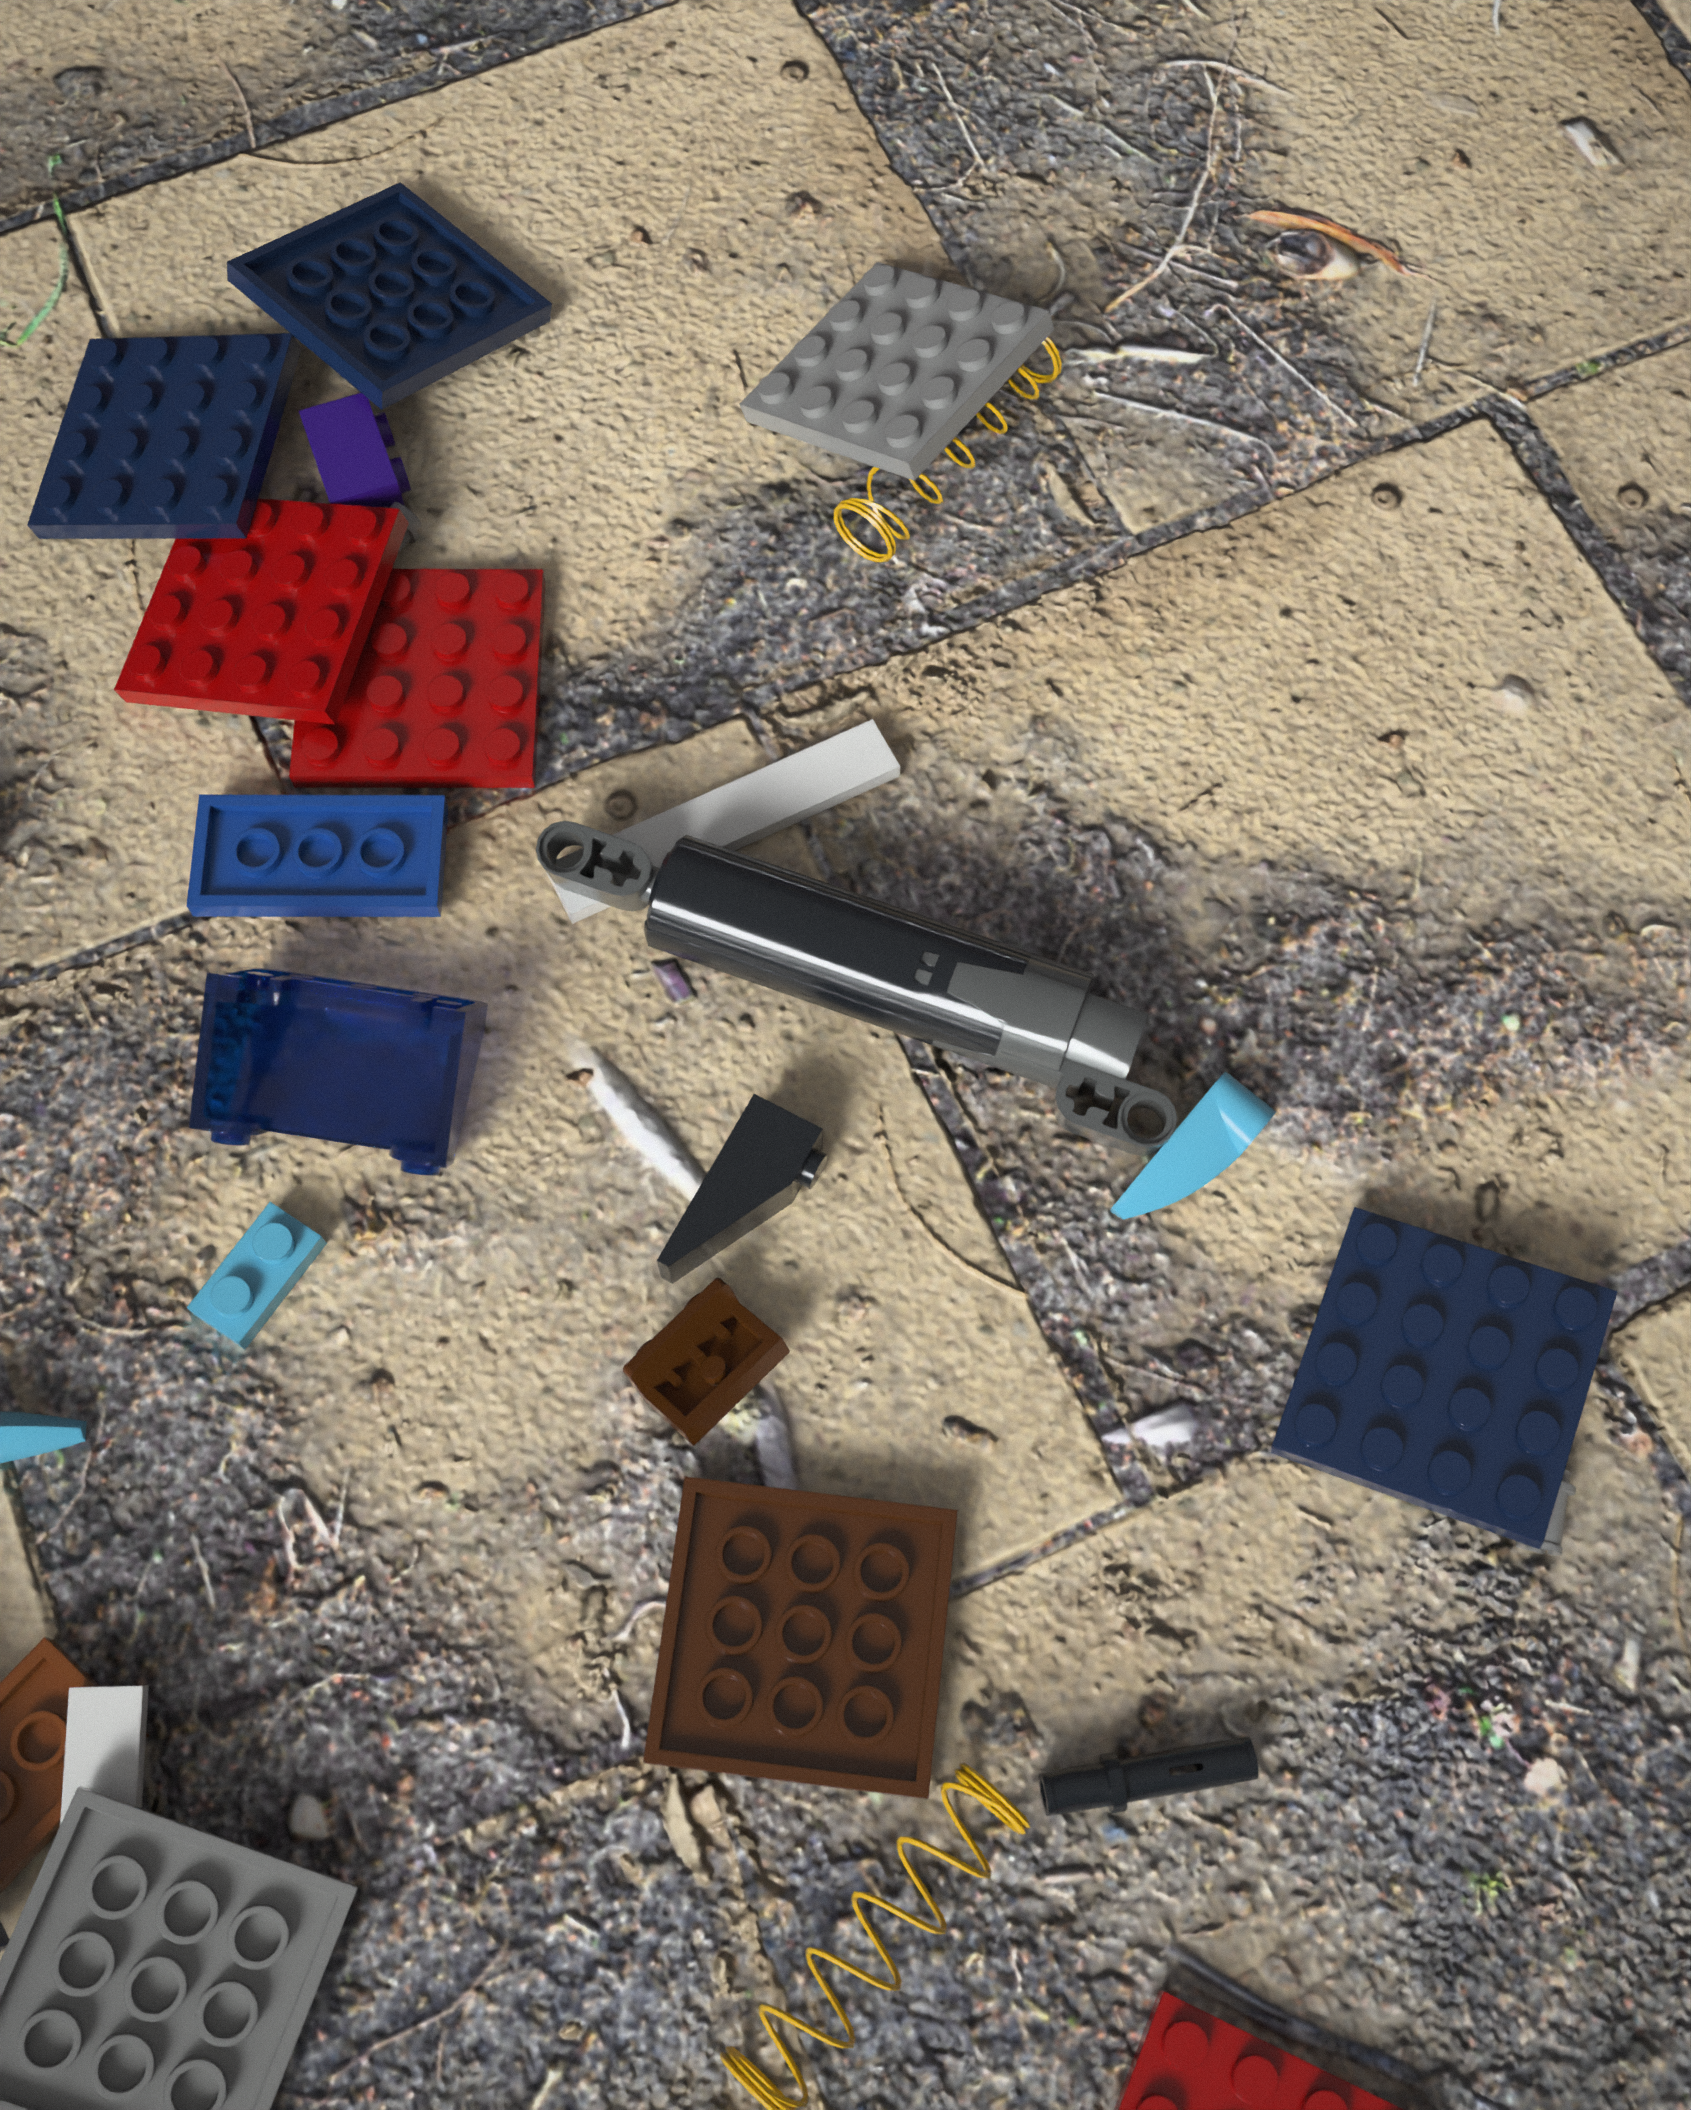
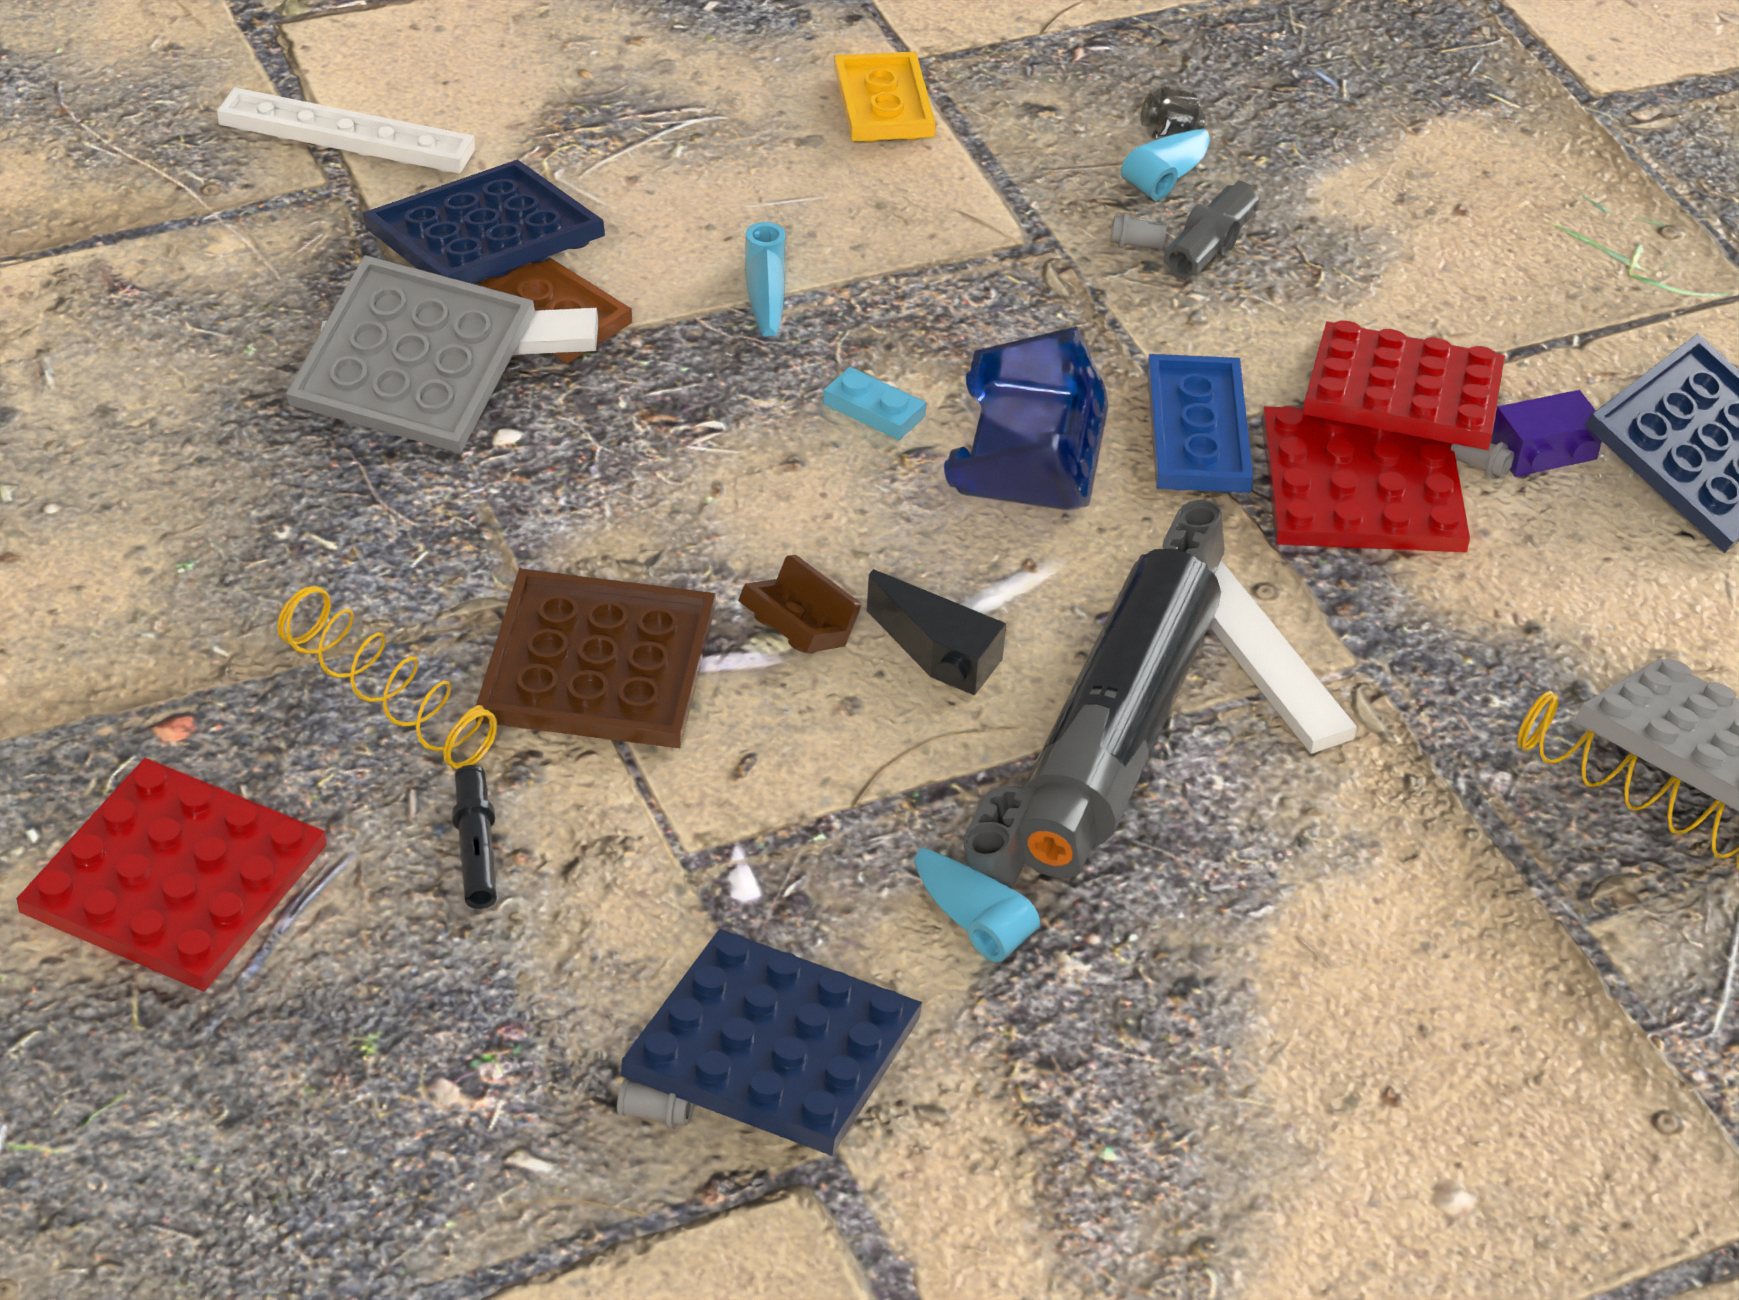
camera: 90 degrees right, 25 degrees down
(166, 437) = (1548, 332): dark blue plate -> none

